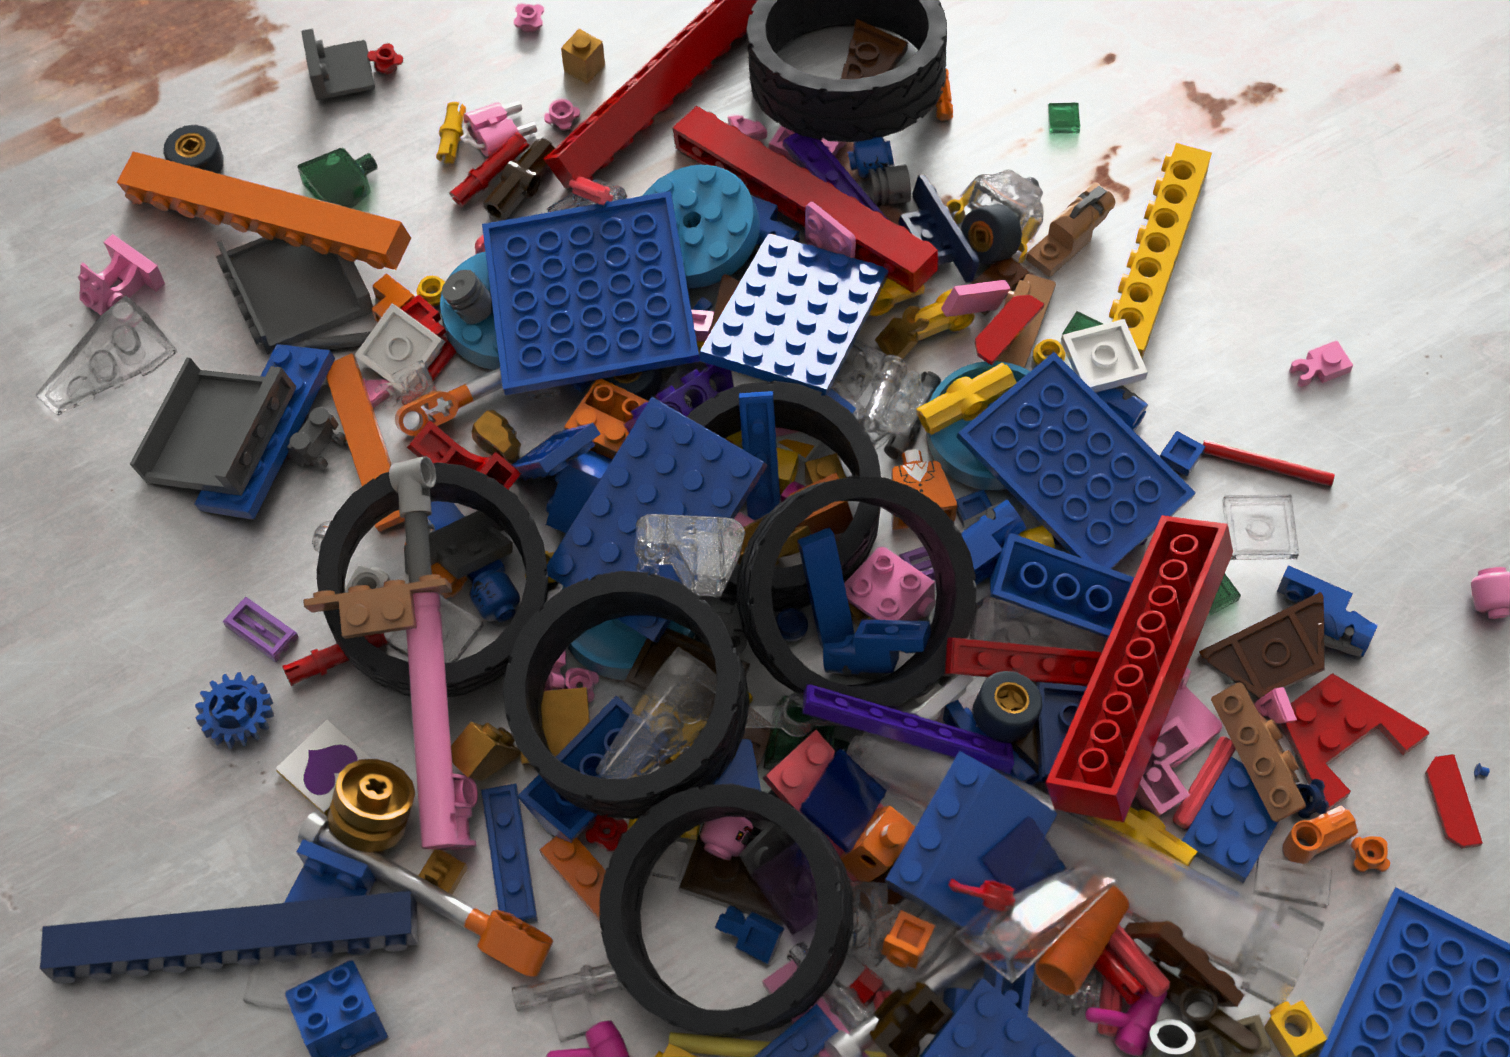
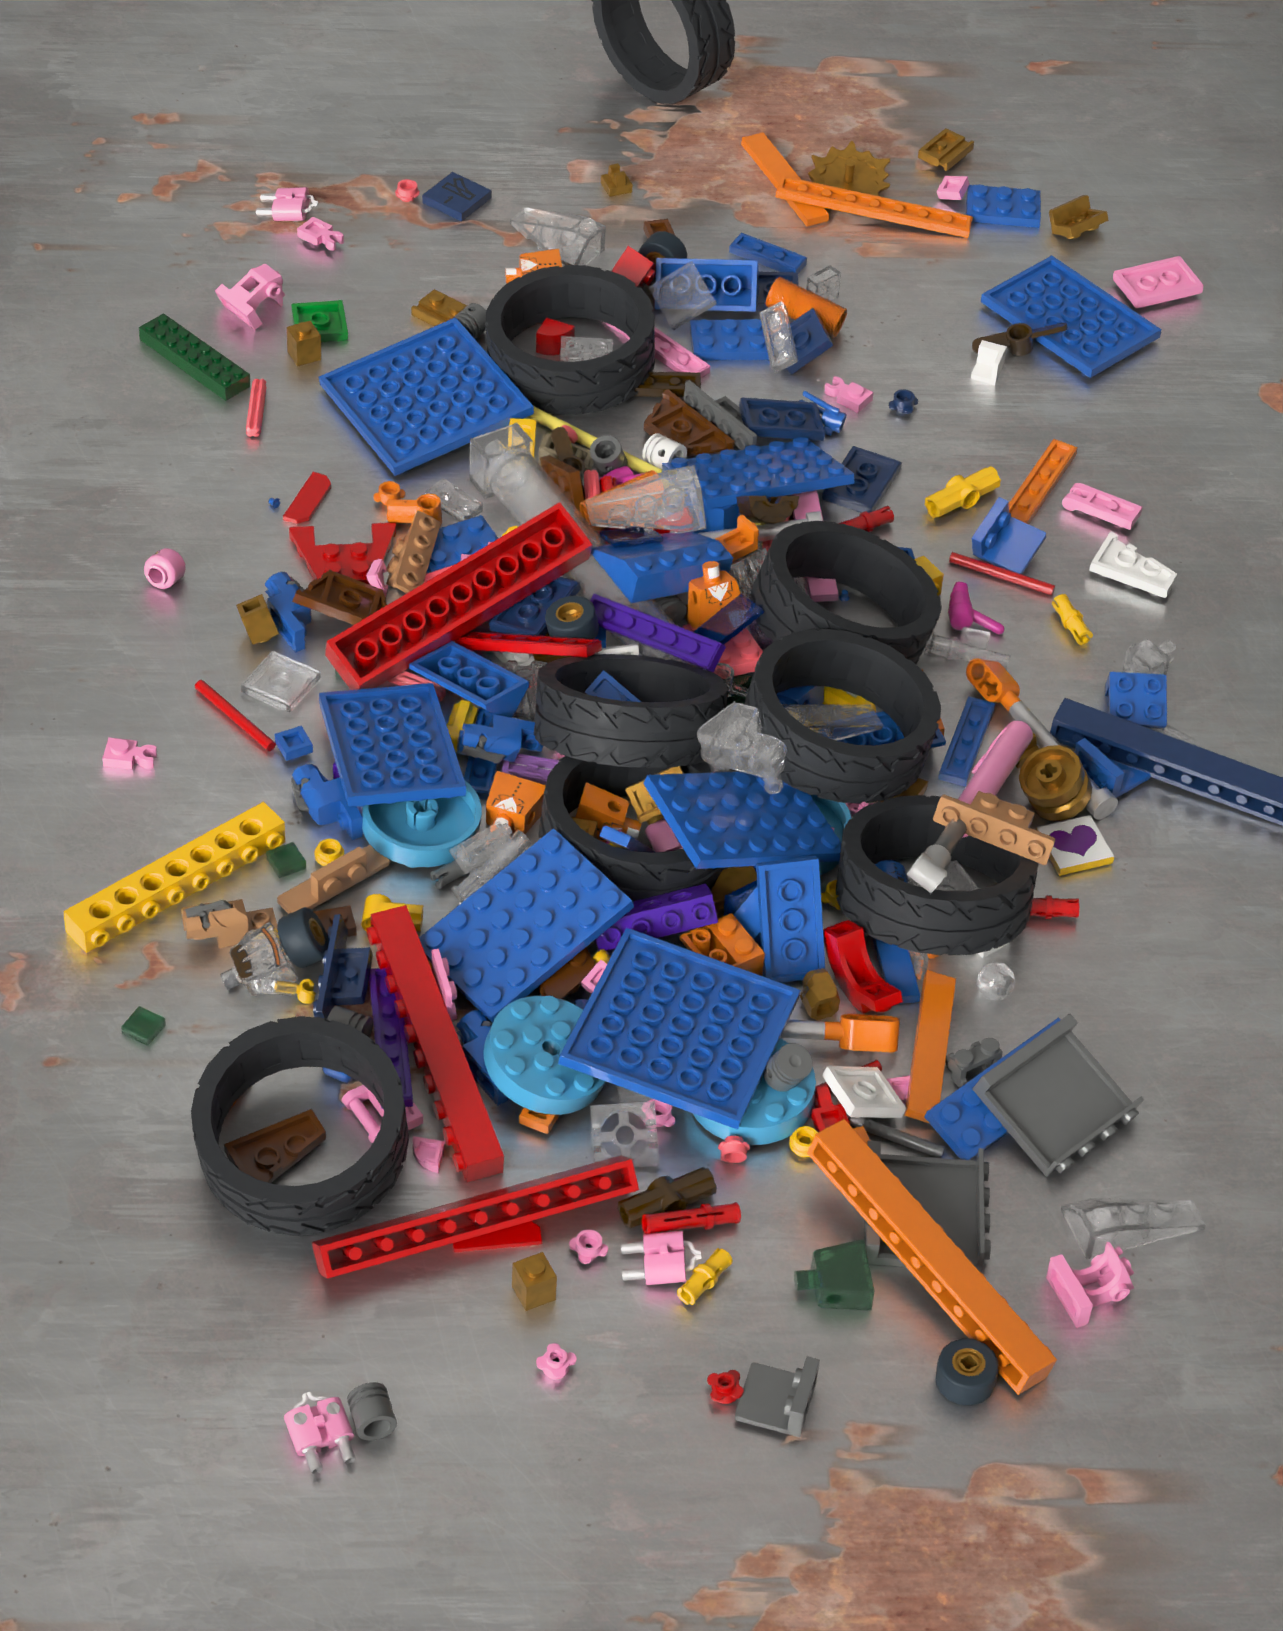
camera: 155 degrees left, 15 degrees down
(232, 726) = (1129, 902): blue gear -> none
(280, 644) = (1078, 957): medium lavender tile -> none
(409, 384) = (871, 1054): clear plate -> none
(483, 750) = (953, 776): pearl gold slope -> none
(591, 190) = (624, 1107): coral axle -> none
(899, 336) = (435, 904): pearl gold plate -> none
(965, 398) = (436, 813): yellow piece -> none
(975, 298) = (363, 887): bright pink tile -> none
(995, 894) = (679, 515): red plate -> none
(1006, 327) = (359, 849): red piece -> none
(1105, 356) = (303, 798): white plate -> none
(1319, 804) = (400, 526): dark blue plate -> none
(1342, 565) = (257, 619): none -> pearl gold brick

